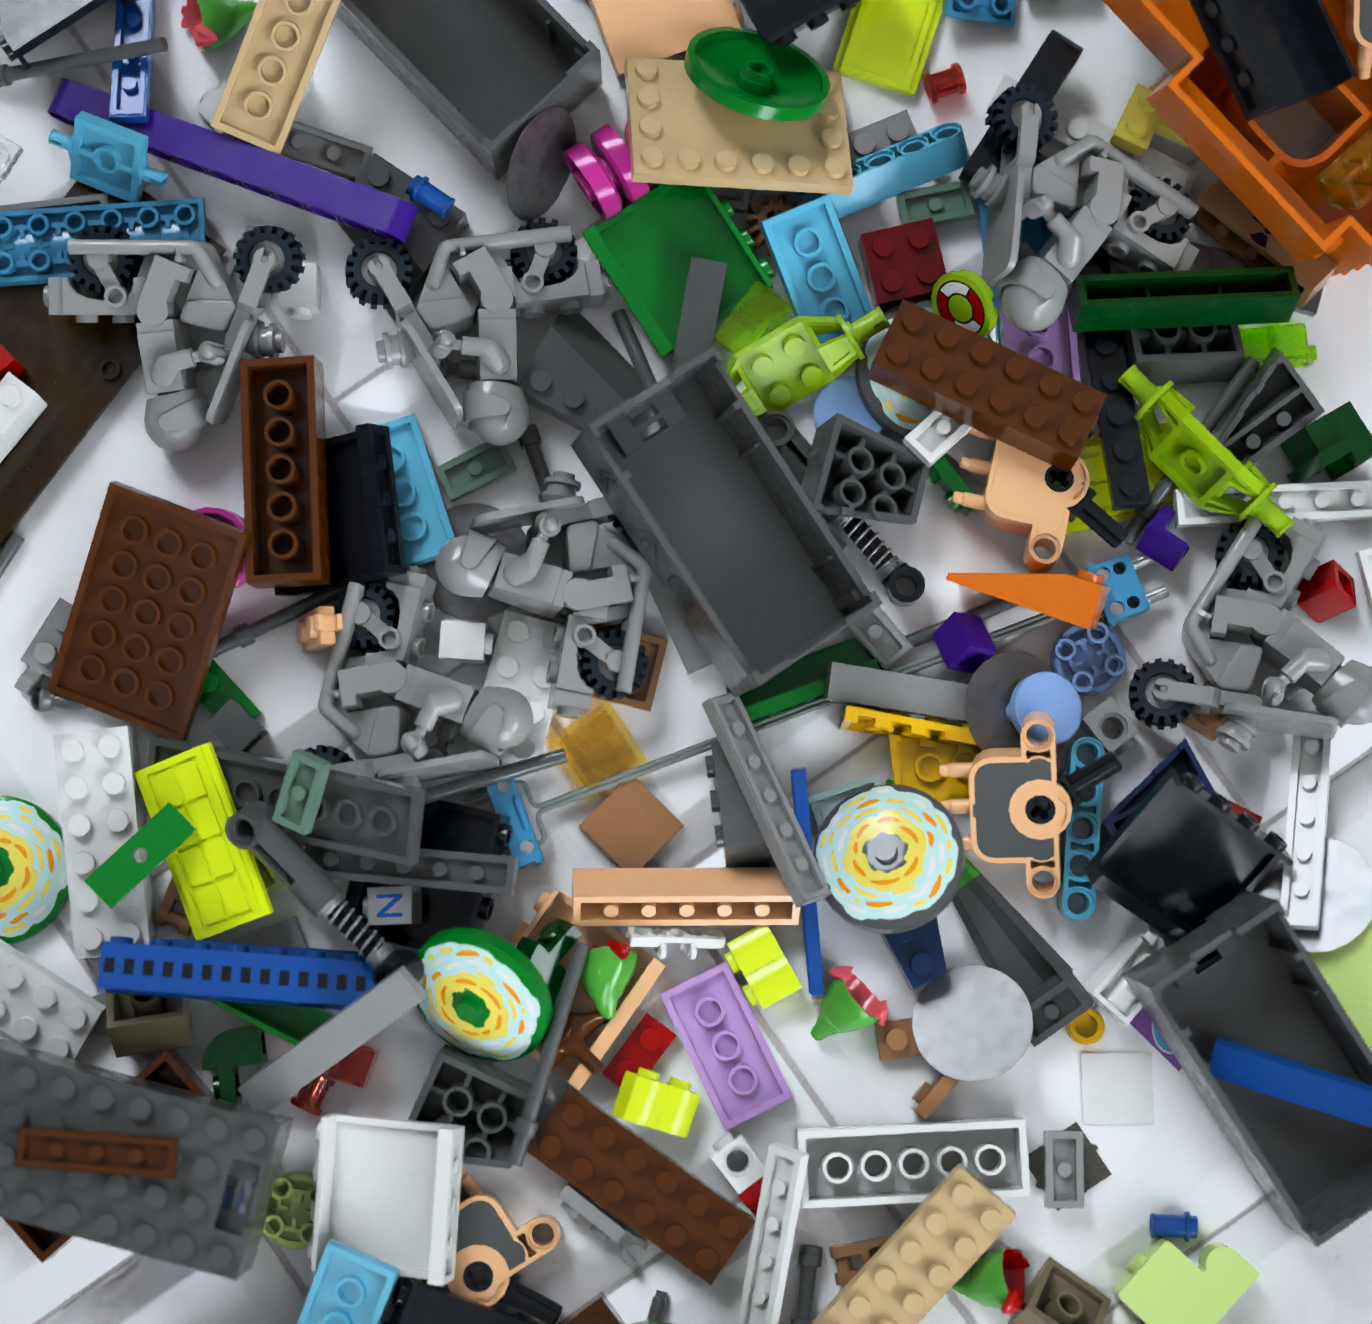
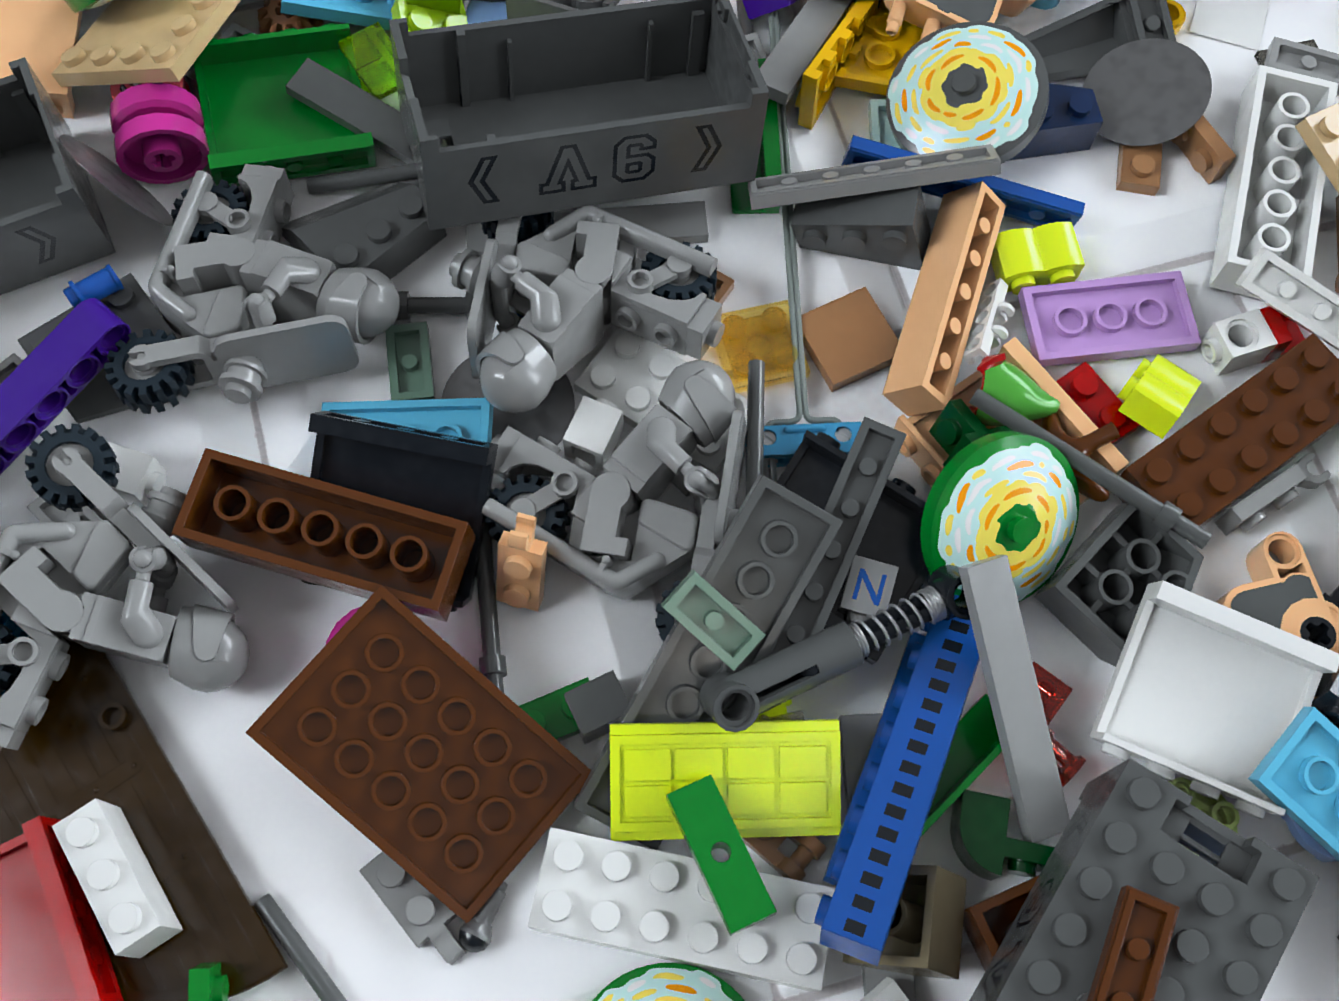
camera: 70 degrees left, 15 degrees down
(847, 1006) = (1102, 192): bright green hat -> none

